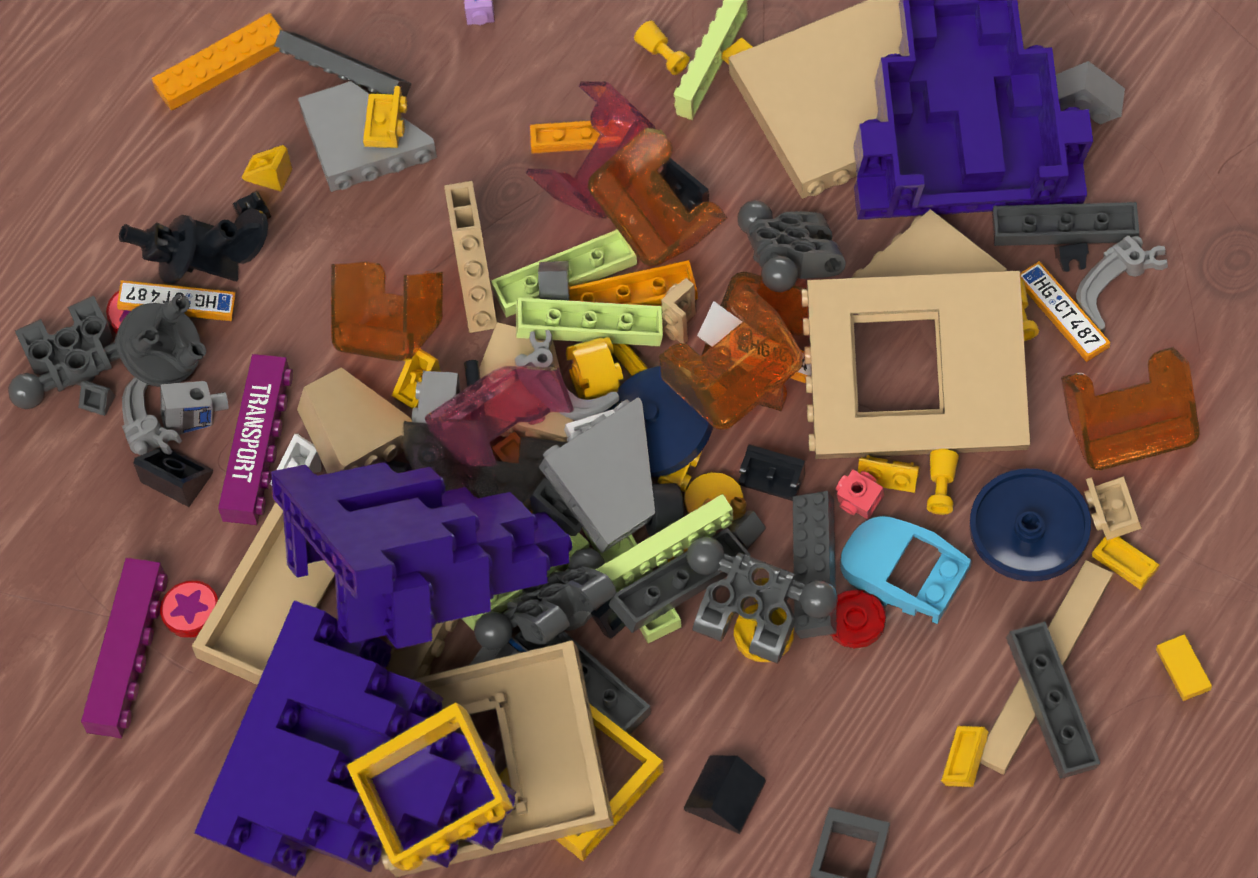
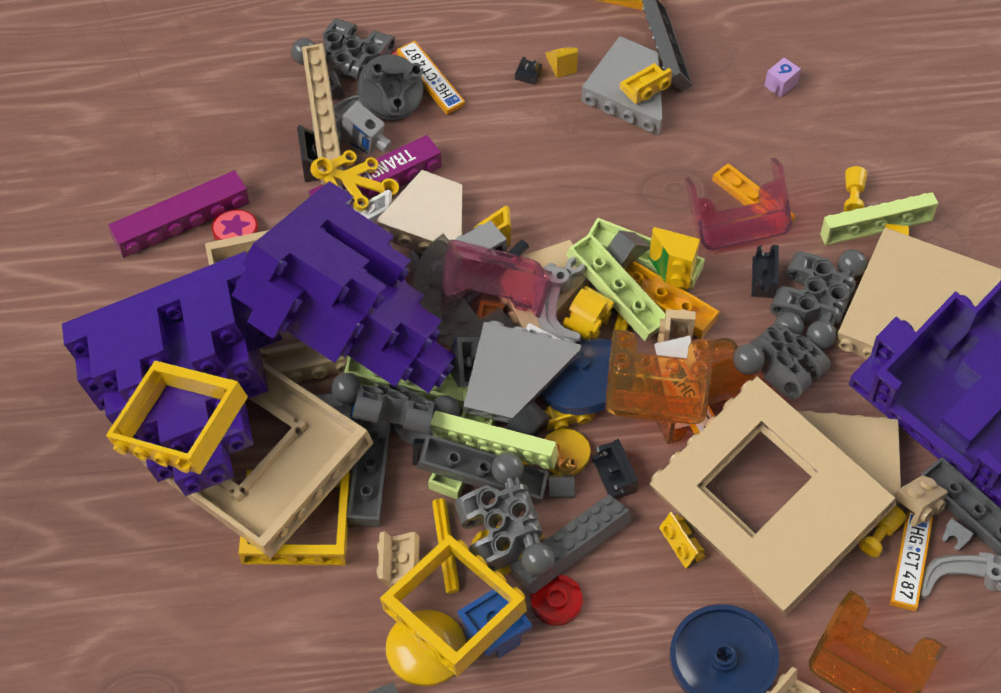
camera: 45 degrees right, 5 degrees down
(138, 428) = (321, 104): none -> tan tile
(199, 245) = (471, 57): black piece -> none
(246, 458) = (350, 176): none -> yellow plant
(378, 322) = (516, 173): clear orange windscreen -> none
(470, 256) = (601, 188): tan slope -> none
(608, 250) = (674, 256): none -> yellow slope
(645, 205) = (732, 254): clear orange windscreen -> none
(704, 718) = (396, 556): none -> tan bracket
(721, 670) = (443, 530): none -> yellow axle
(725, 792) = (358, 614): black slope -> none
(745, 148) = (824, 292): none -> dark grey connector
(806, 746) = (483, 639): none -> yellow window
(808, 778) = (412, 660): none -> yellow dish
(840, 683) = (481, 611): none -> blue panel
(859, 493) = (646, 532): coral brick -> none
(875, 552) = (614, 575): medium azure slope -> none
(942, 472) = (713, 573): yellow piece -> none
(1022, 252) = (923, 498): none -> tan bracket

